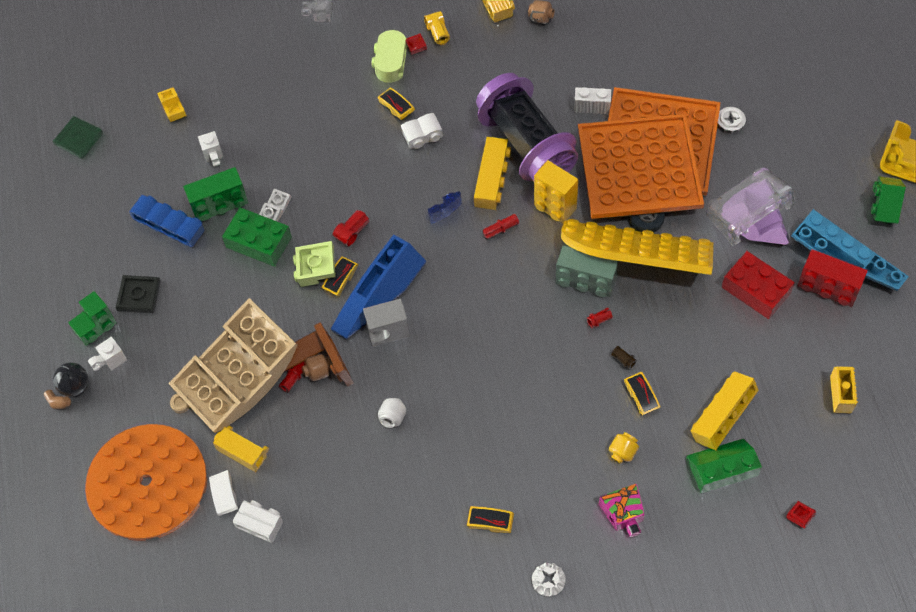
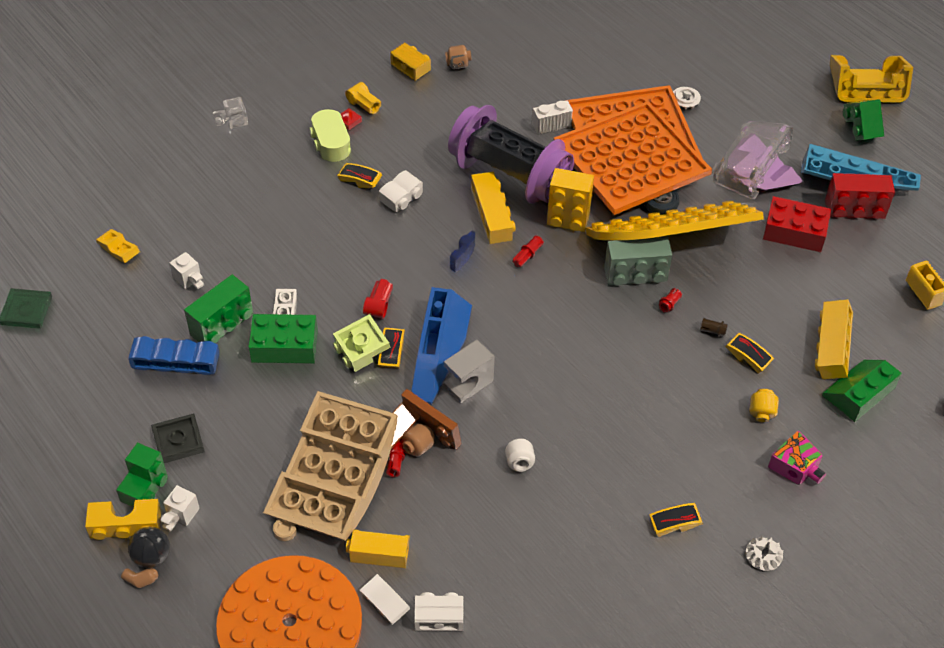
camera: 30 degrees left, 10 degrees down
(50, 342) = (103, 523): none -> yellow arch

